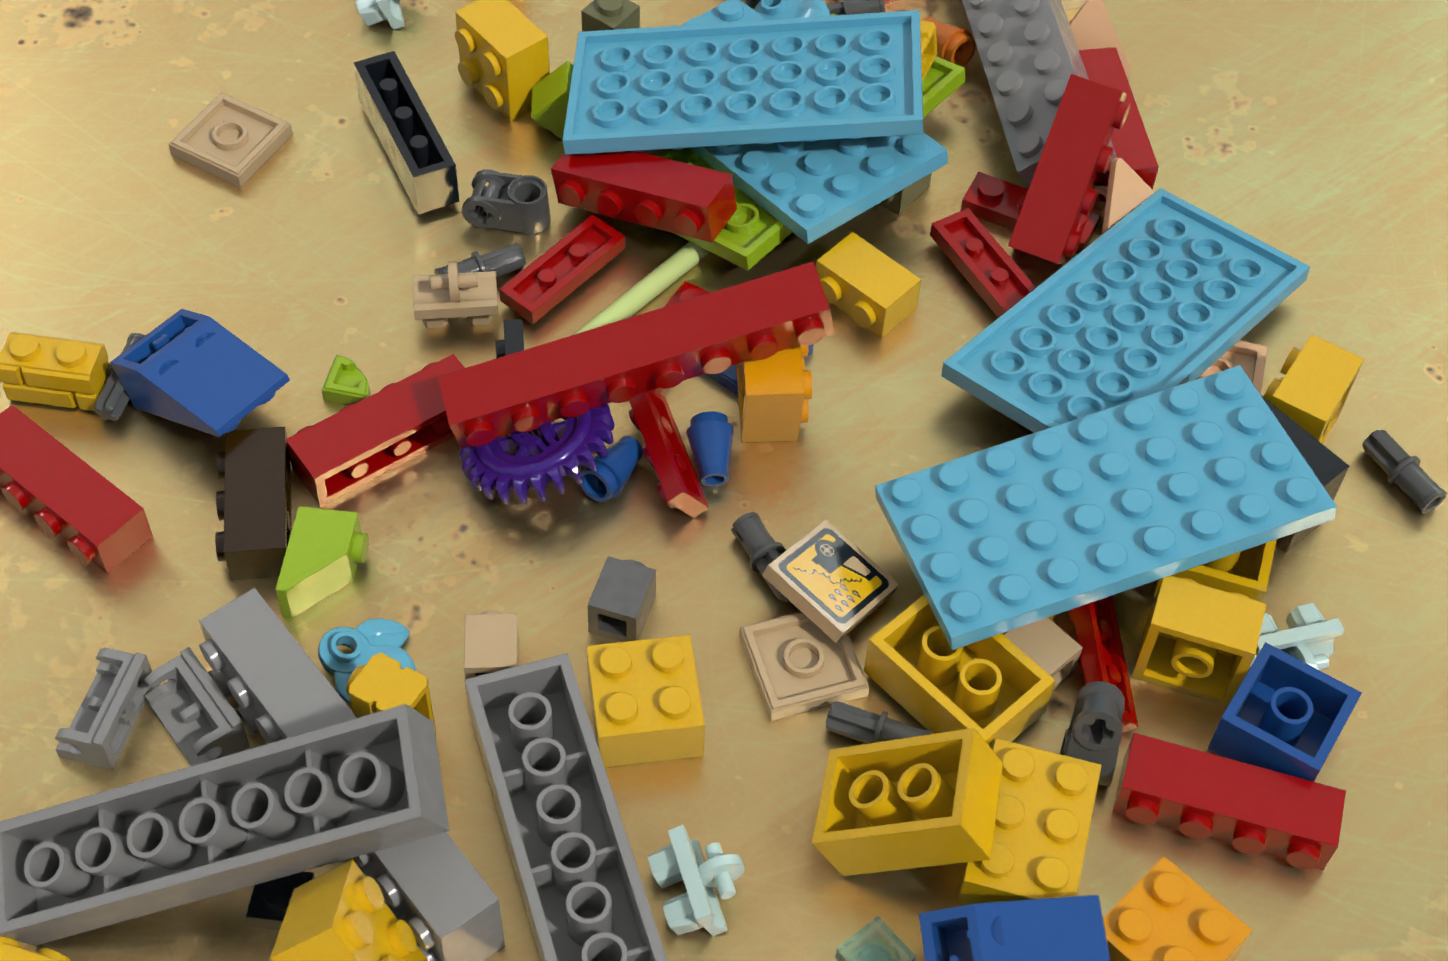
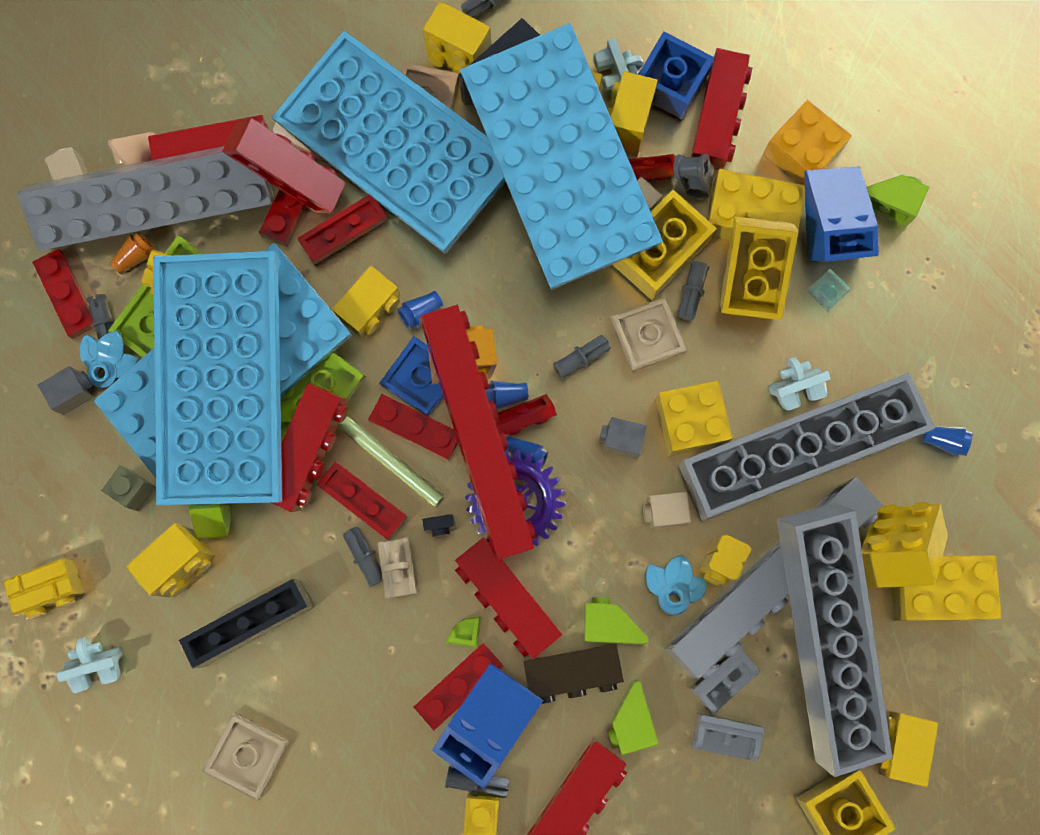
camera: 90 degrees left, 25 degrees up
(163, 576) = (632, 722): none -> lime slope
(297, 399) = (455, 687): none -> red plate
(511, 203) = (303, 547): dark grey piece -> none
(830, 580) = (601, 317): tile -> none
(855, 349) = (413, 309): none -> blue cone

